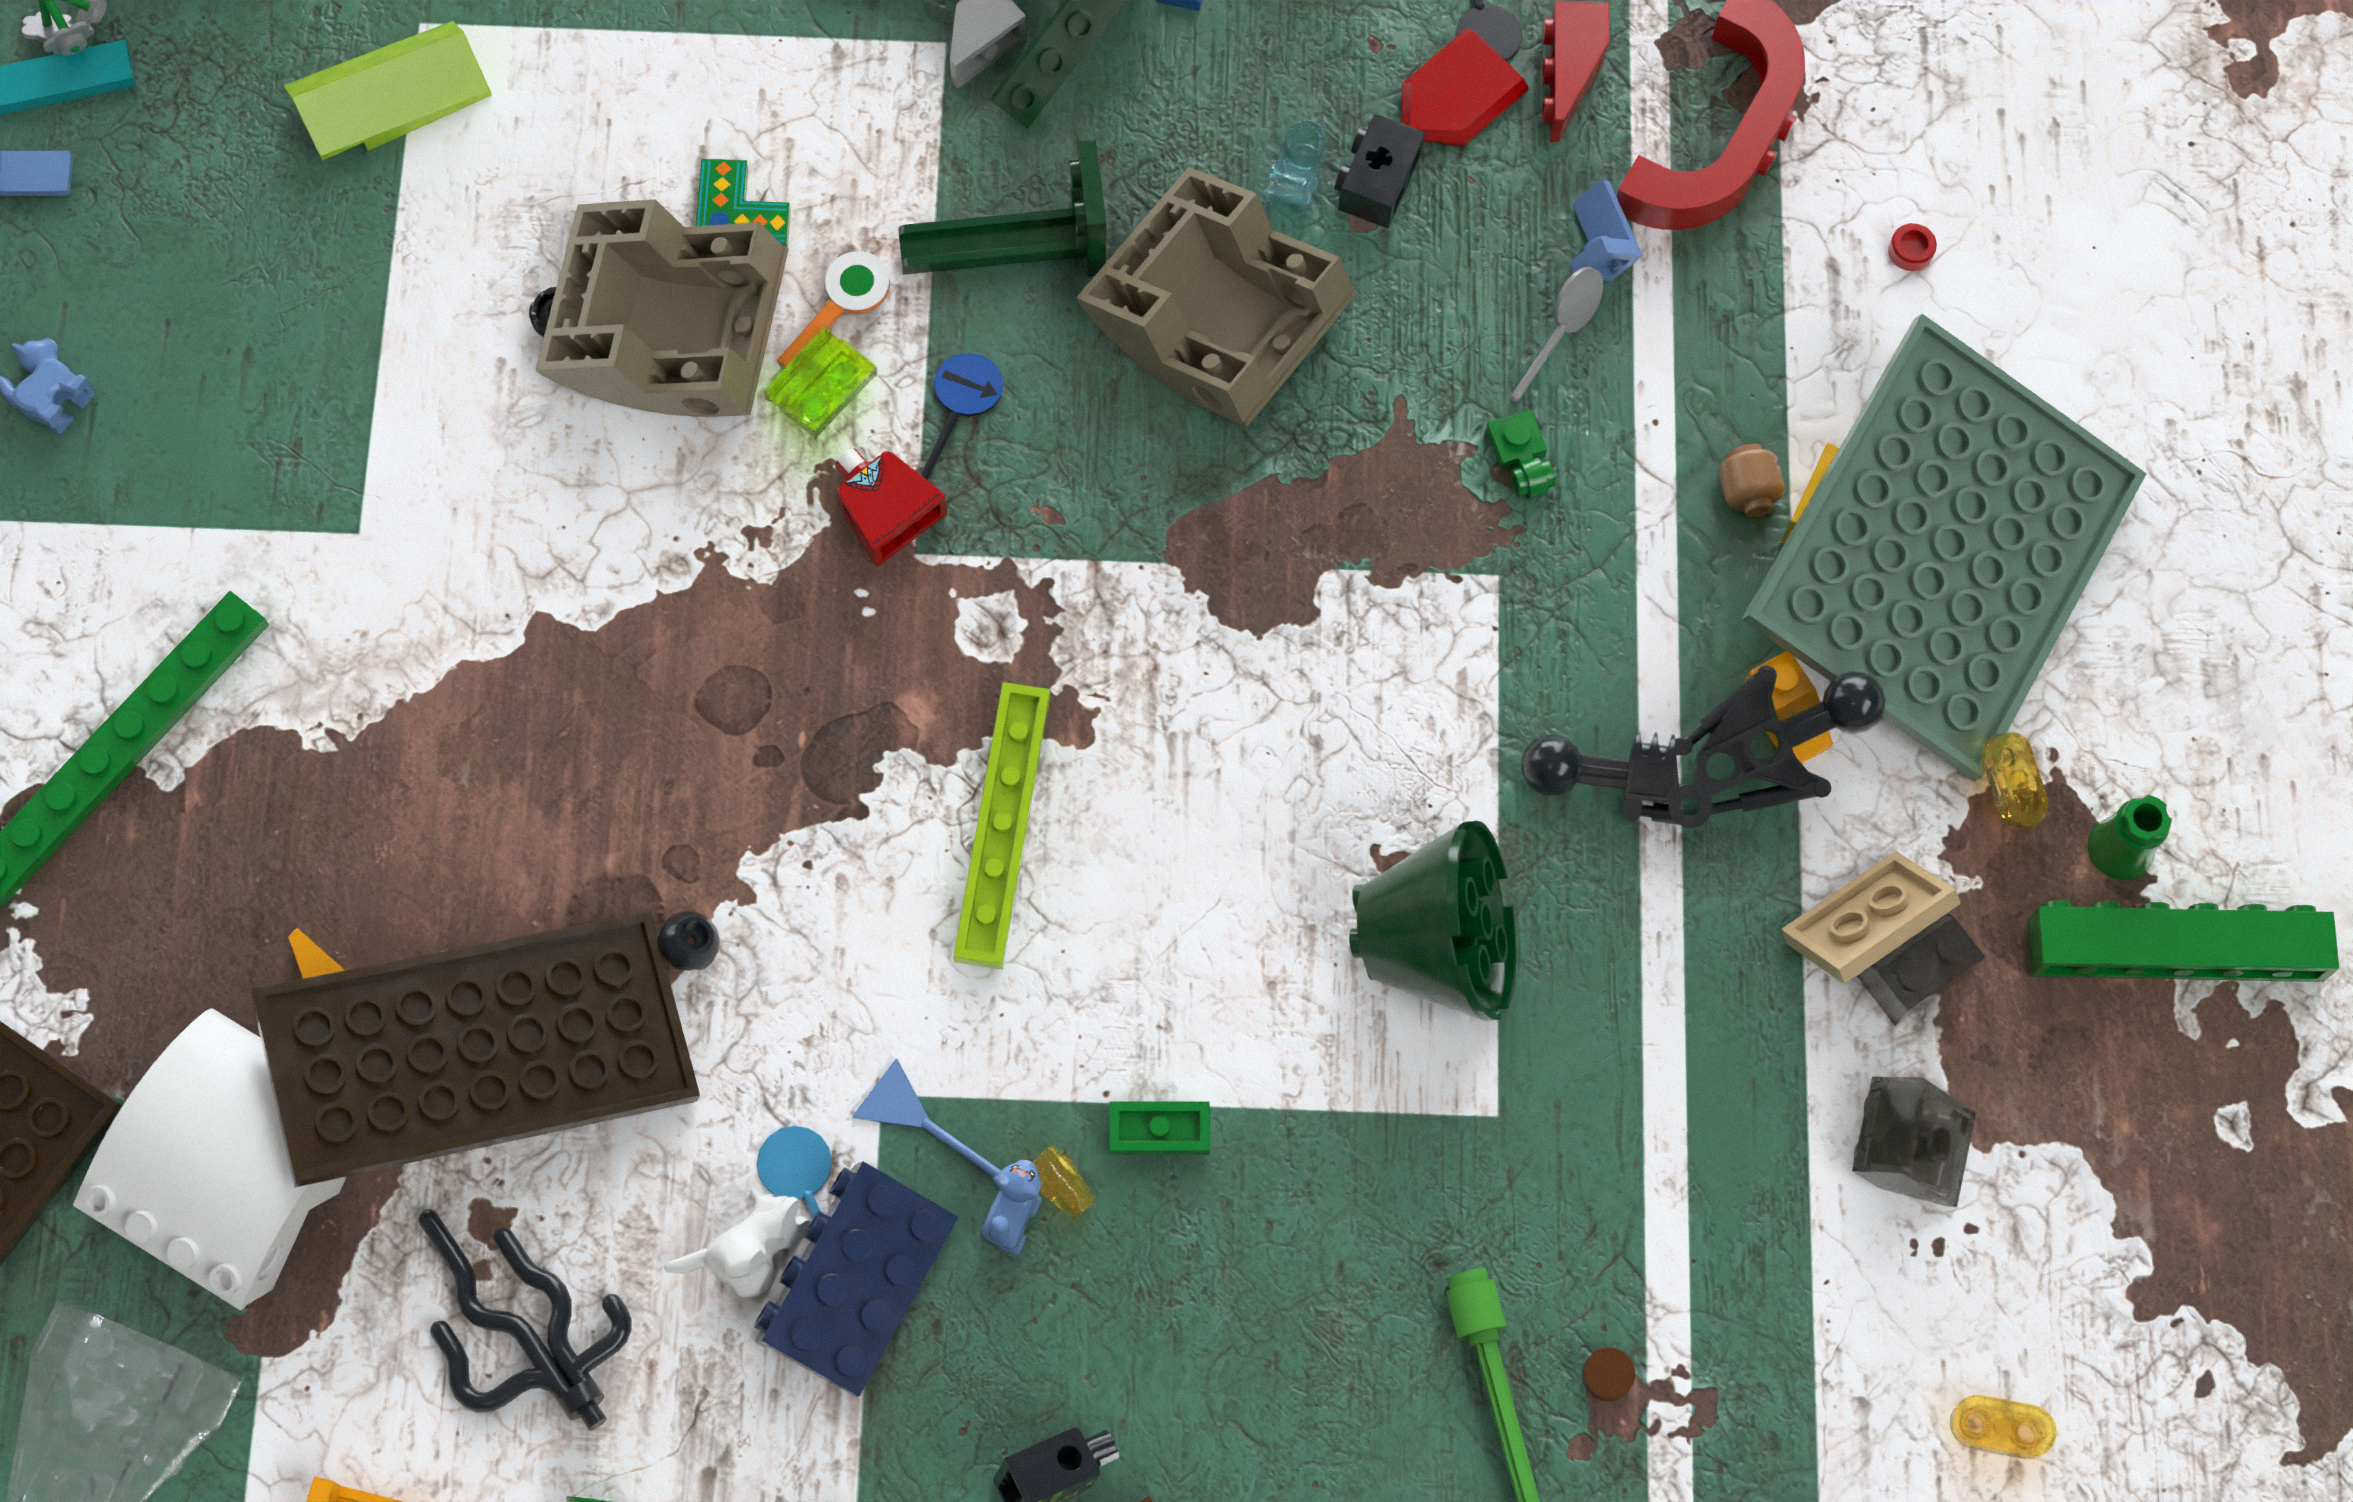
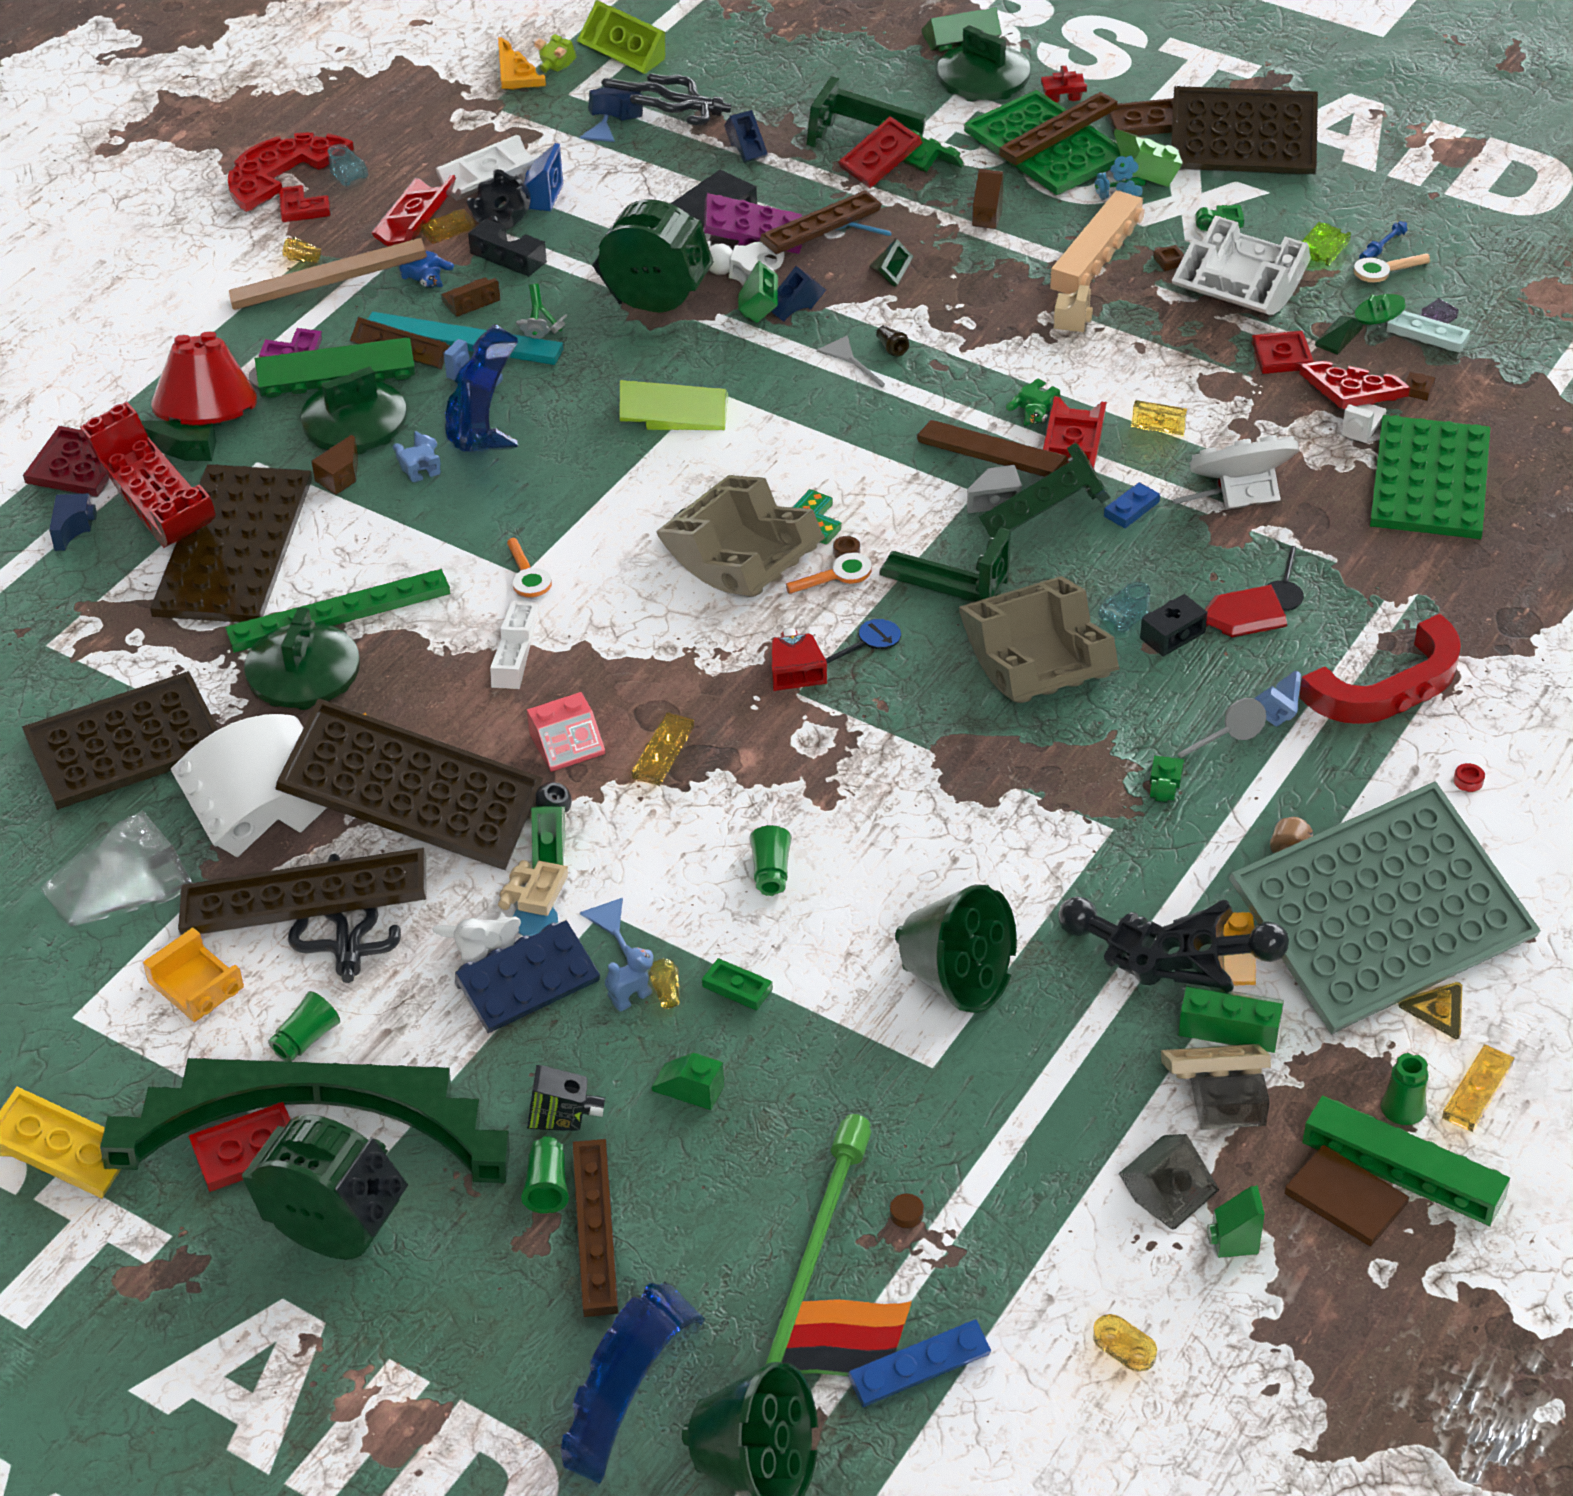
camera: 35 degrees right, 25 degrees down
(57, 238) = (470, 403): none -> clear blue windscreen
(133, 887) = (301, 663): none -> dark green bracket
(385, 545) = (529, 581): none -> piece
(432, 1318) = (303, 892): none -> dark brown plate
(437, 676) = (514, 646): none -> white slope
(630, 811) = (565, 731): none -> coral slope
(727, 1013) = (548, 834): none -> green slope
(778, 1113) = (541, 888): none -> tan plate
(788, 761) = (663, 749): none -> clear yellow tile
(820, 382) = (800, 600): clear neon green plate -> none
(822, 245) = (845, 545): none -> reddish brown tile
(1002, 826) = (760, 811): lime plate -> none
(1076, 890) = (770, 858): none -> green plant
(1195, 1329) = (691, 1080): none -> green slope
(1577, 53) = (1322, 619): slope -> none
(1861, 820) = (1230, 1017): none -> green slope
(2015, 778) = (1352, 1038): clear yellow plate -> none
(2048, 1171) = (1238, 1225): none -> green slope
(2082, 663) = (1438, 1008): none -> clear yellow piece
(2135, 1034) = (1346, 1195): none -> reddish brown tile
(2199, 771) = (1478, 1088): none -> clear yellow plate

